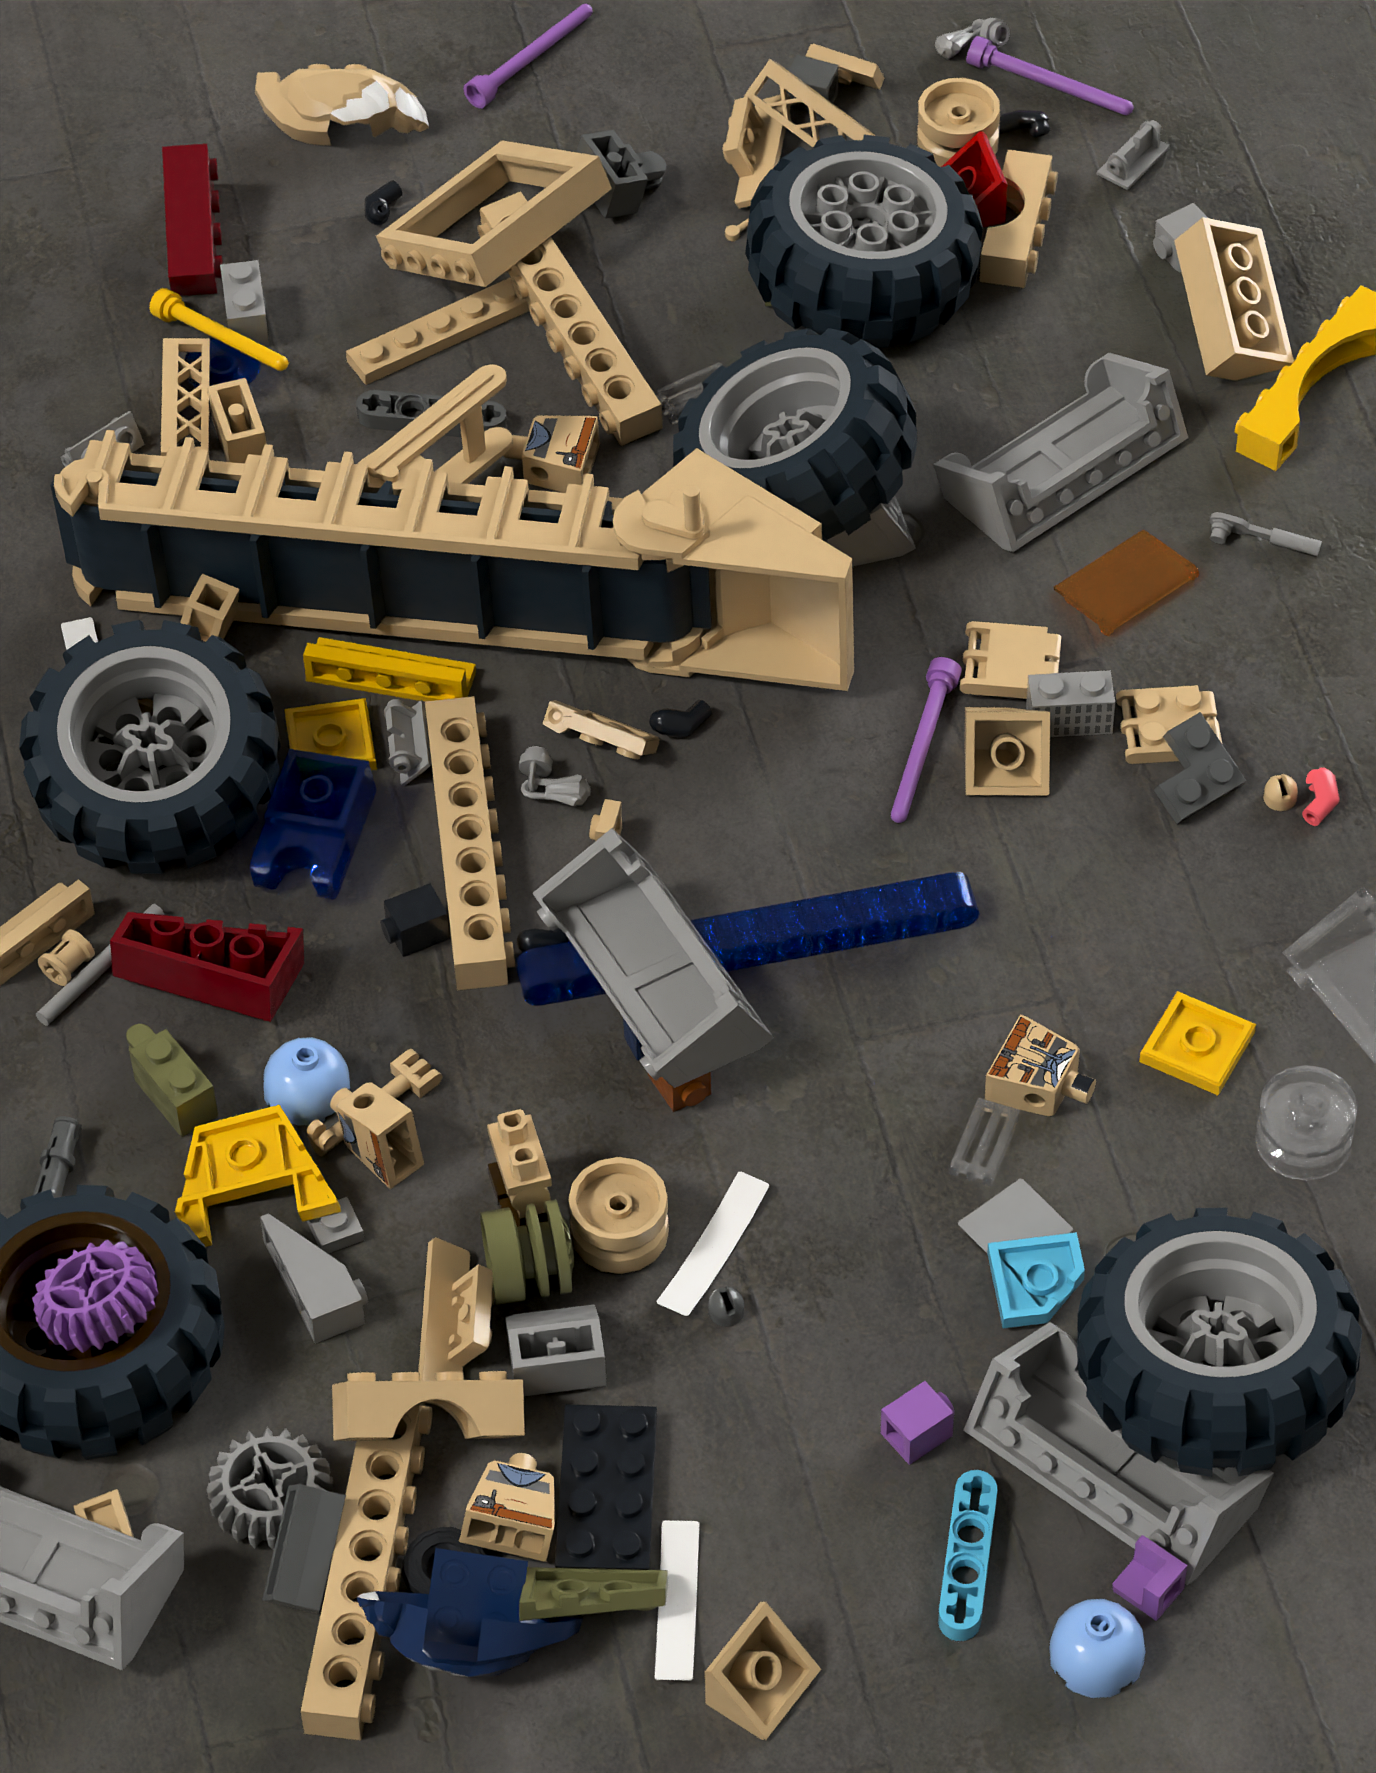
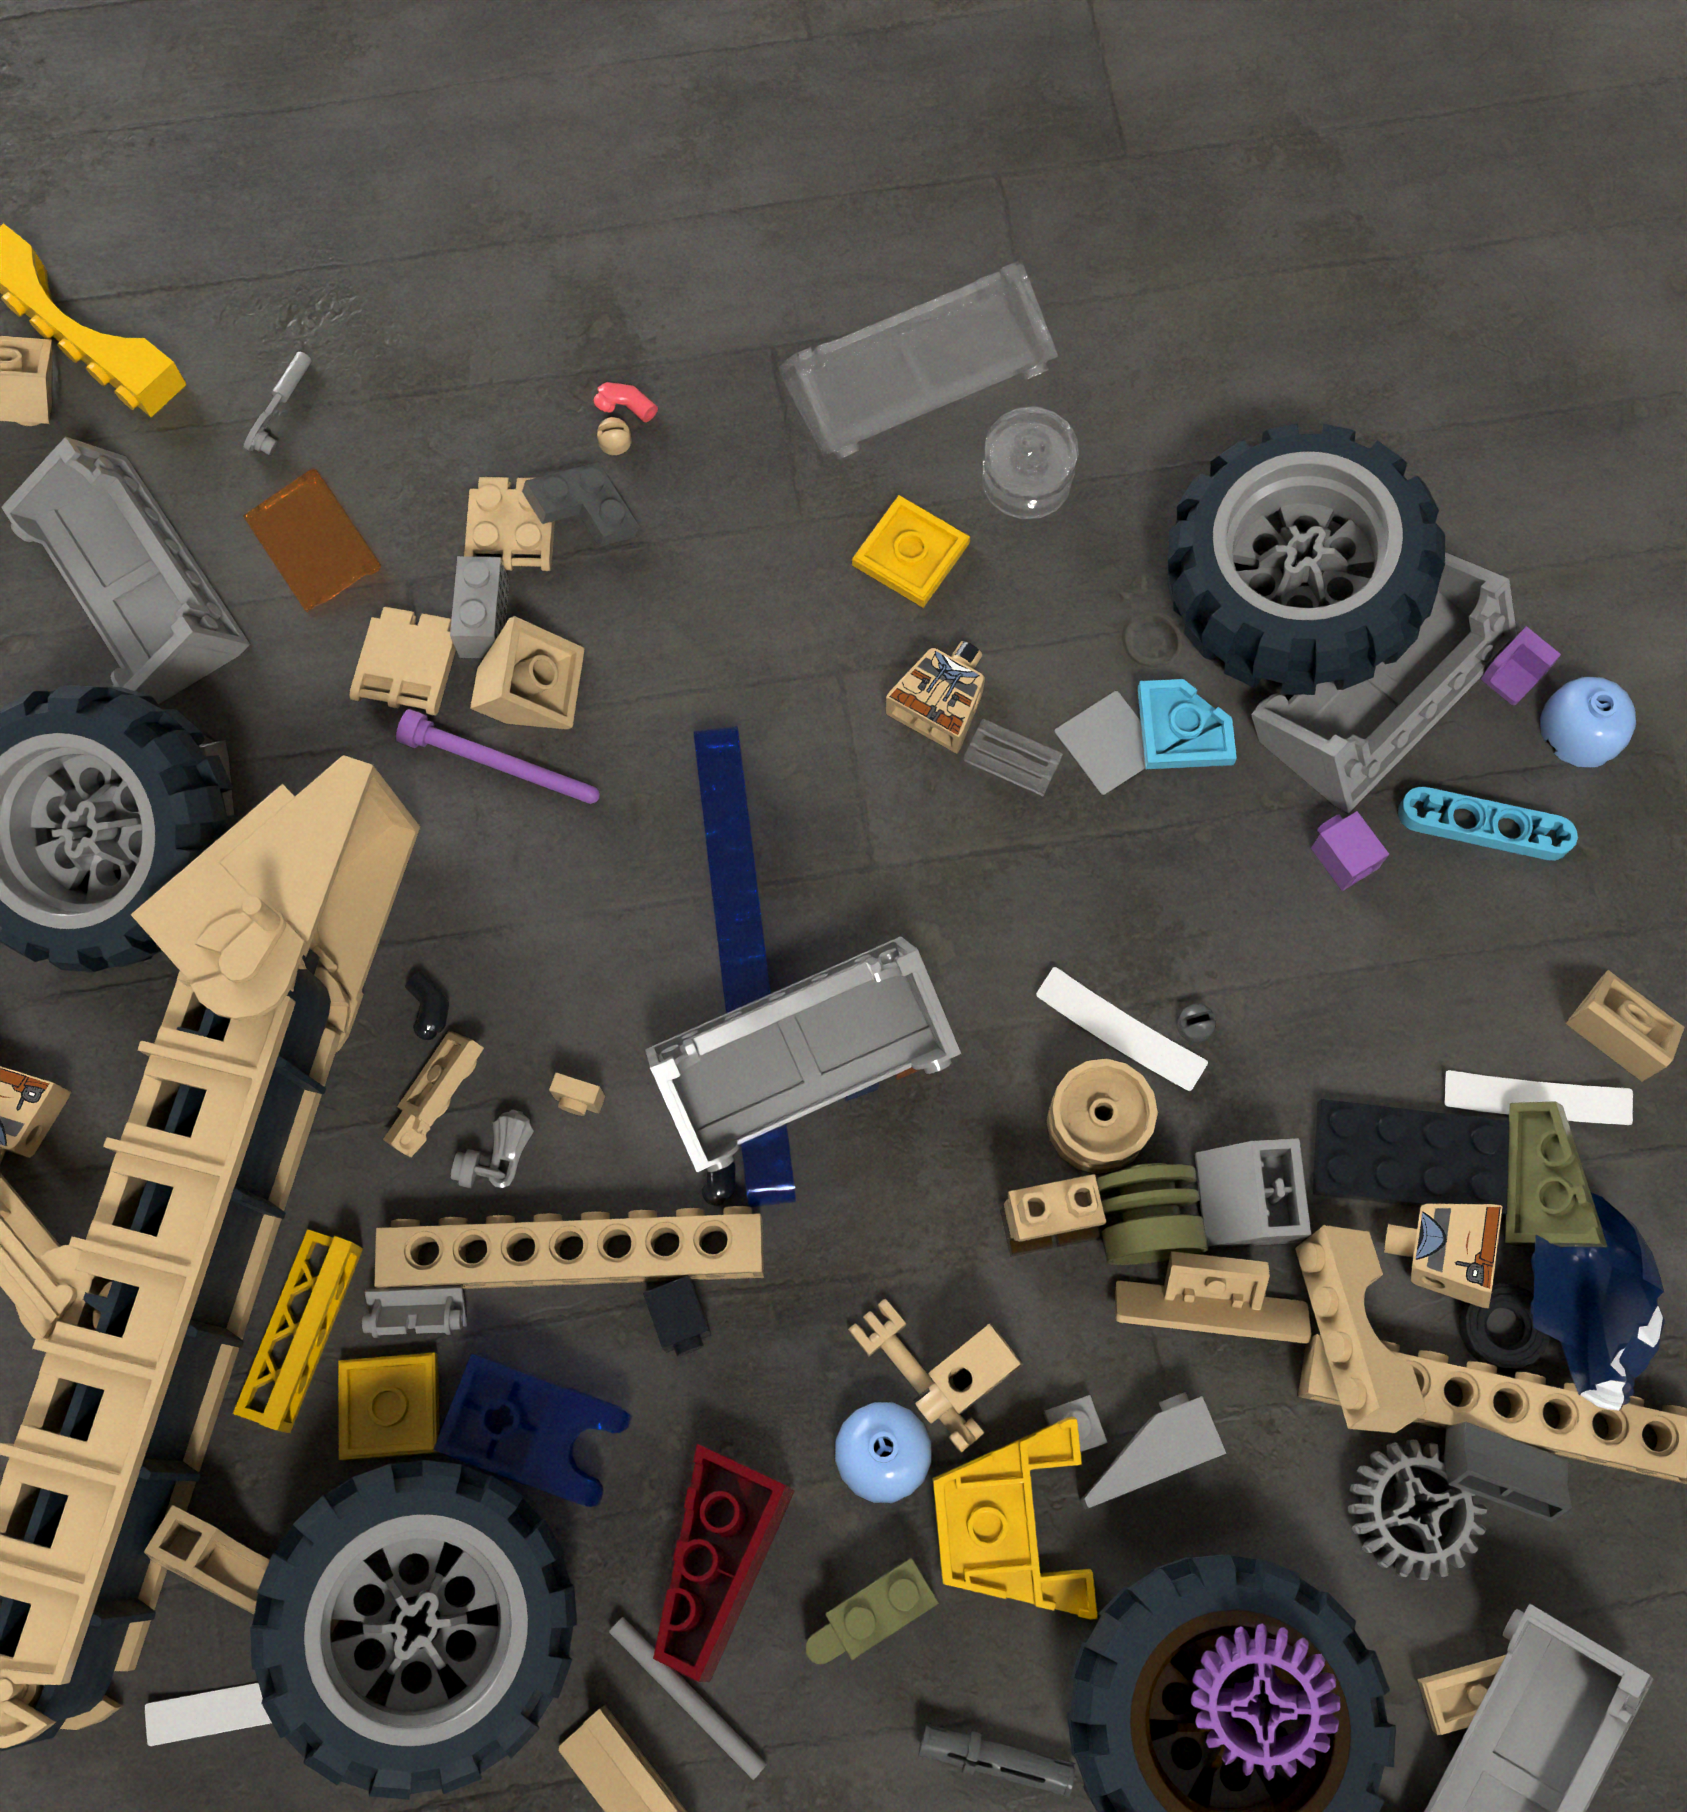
camera: 85 degrees left, 20 degrees up
(66, 957) = (681, 1740): tan bush -> none

